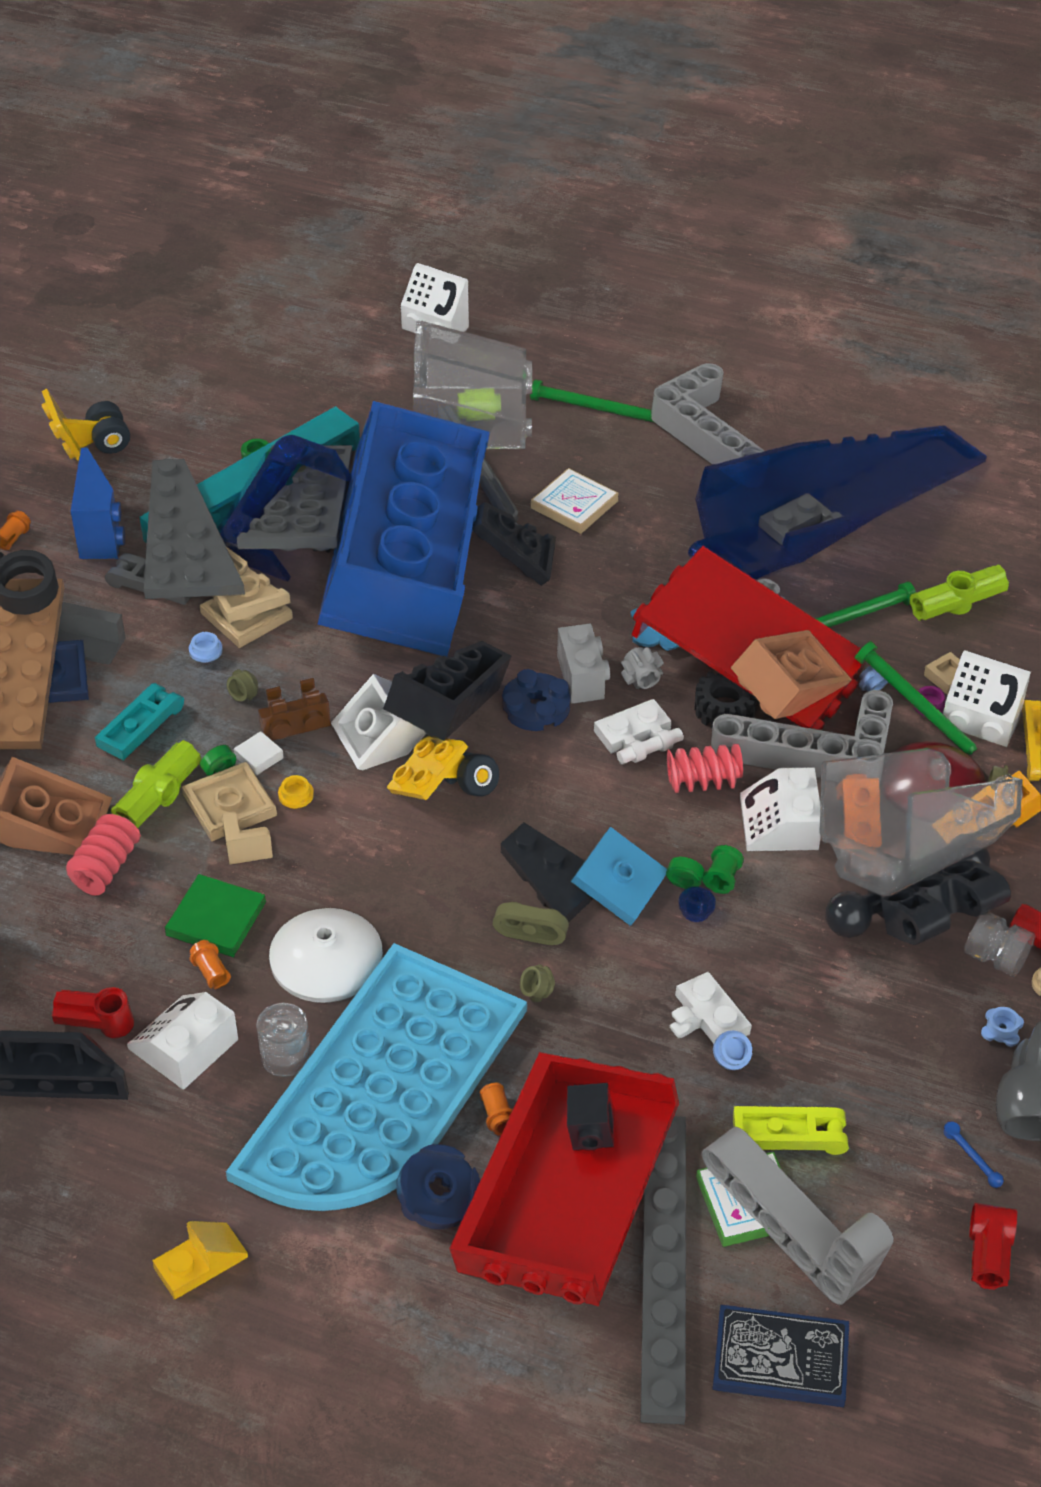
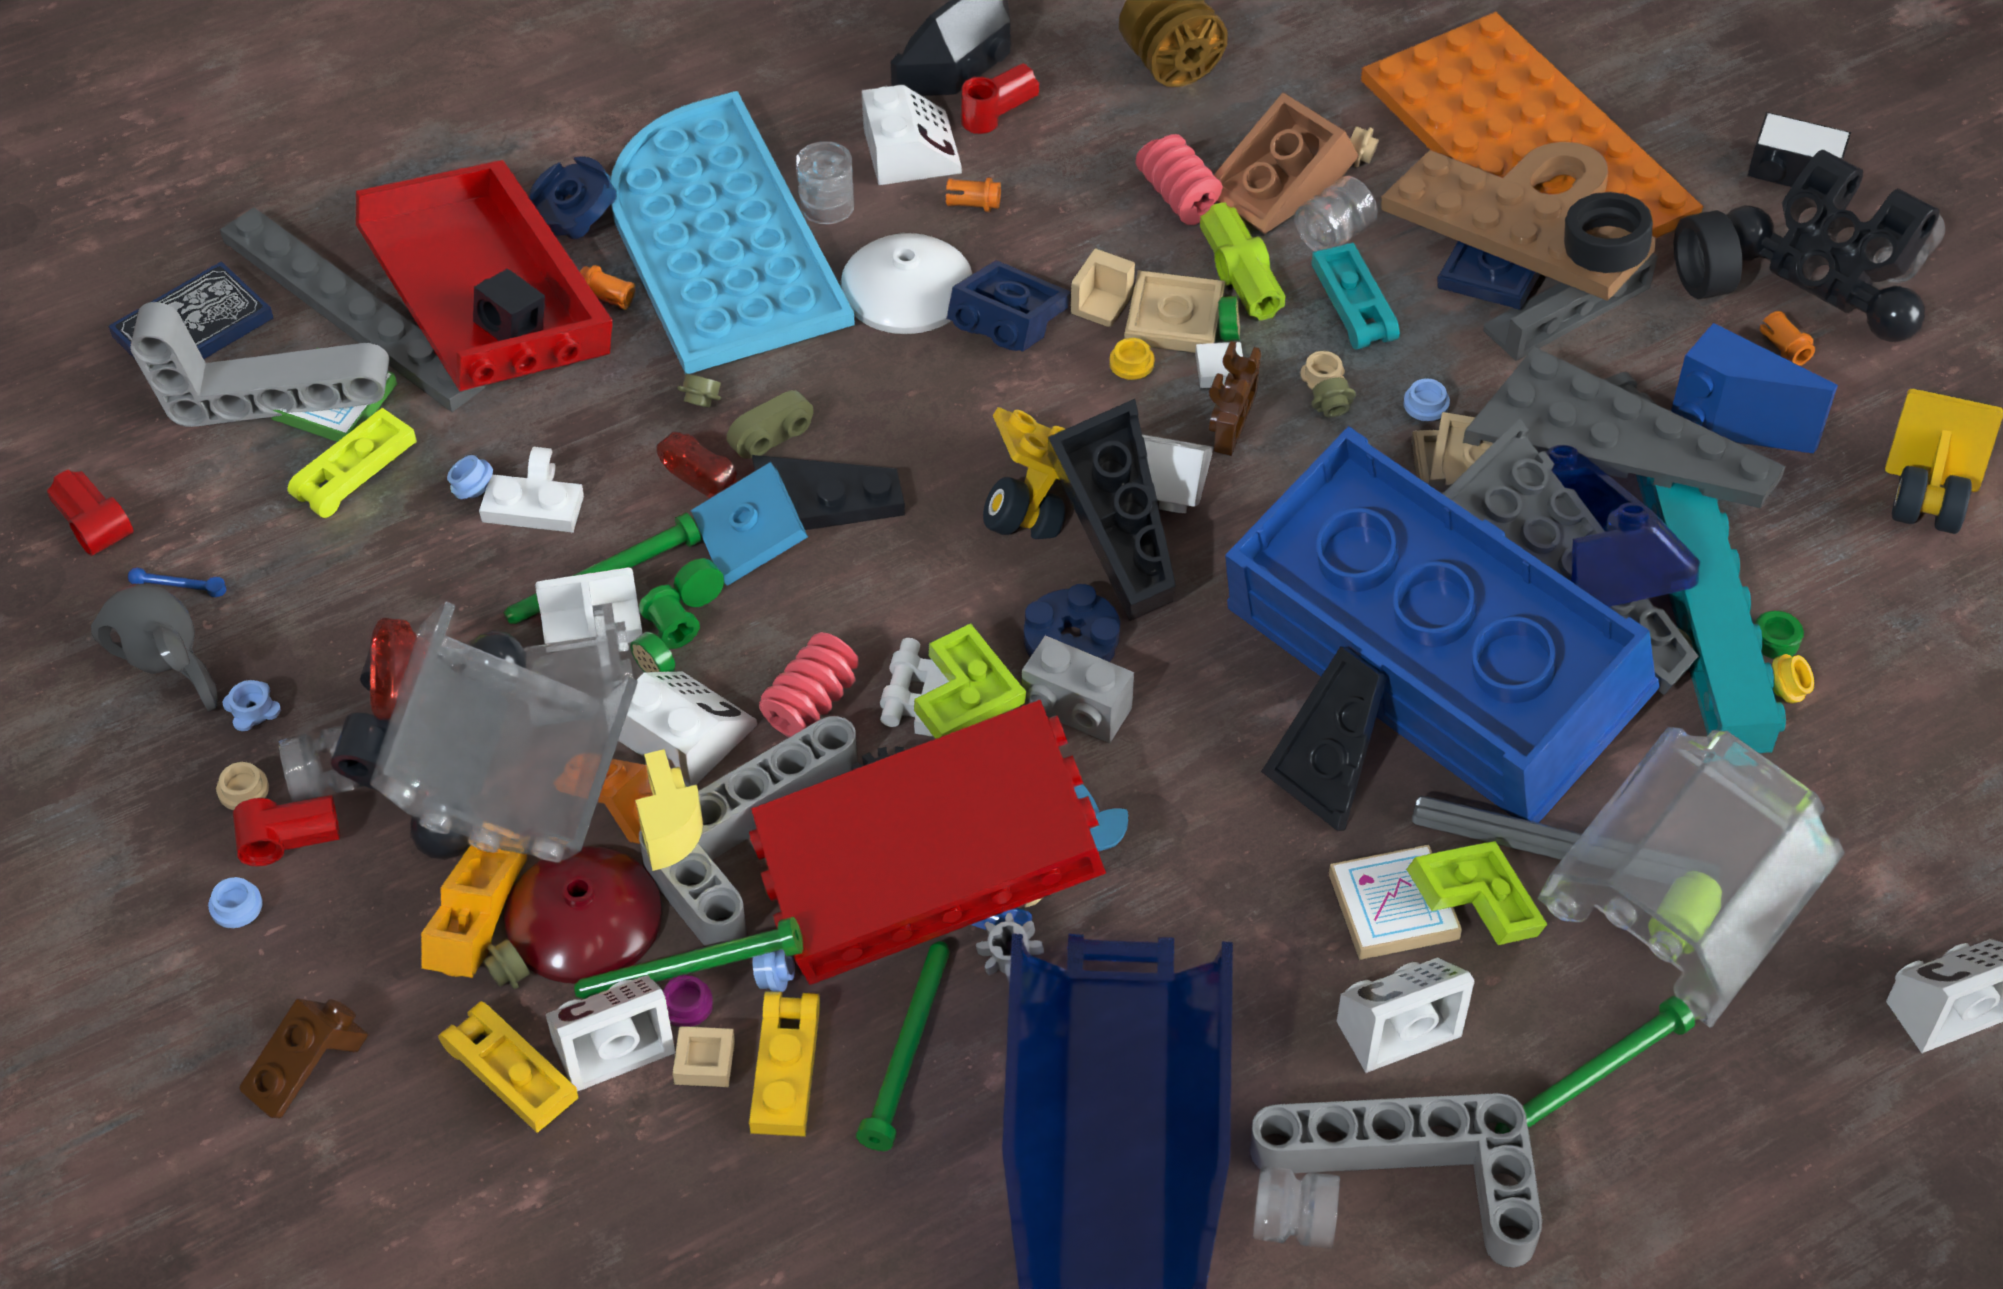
camera: 130 degrees right, 5 degrees up
(71, 756) = (1336, 214): none -> clear wheel
(206, 1254) = (684, 55): yellow slope -> none
(216, 914) = (1032, 230): green tile -> none
(223, 701) = (1320, 367): none -> tan plate
(285, 427) = (1792, 678): none -> yellow plate
(309, 870) = (1006, 305): none -> dark blue plate
(543, 466) = (1485, 879): none -> lime plate
(600, 948) = (696, 464): none -> clear red plate
(634, 685) = (976, 686): none -> lime plate
(642, 450) = (1405, 1012): none -> white slope
(696, 903) = (655, 571): clear blue plate -> none
(720, 931) = (683, 531): none -> green bar
(758, 854) = (652, 653): none -> green tile
(761, 909) = (569, 601): none -> white panel
(773, 433) = (1296, 1207): none -> clear wheel
(788, 672) = (820, 810): nougat slope -> none
(795, 515) = (1129, 1113): dark grey plate -> none
(801, 877) = (586, 663): none -> clear bracket
(864, 733) = (671, 817): none -> light yellow brick
(918, 646) = (784, 1065): none -> yellow plate
(940, 881) = (389, 657): none -> clear red plate
(959, 592) = (806, 1213): lime piece -> none

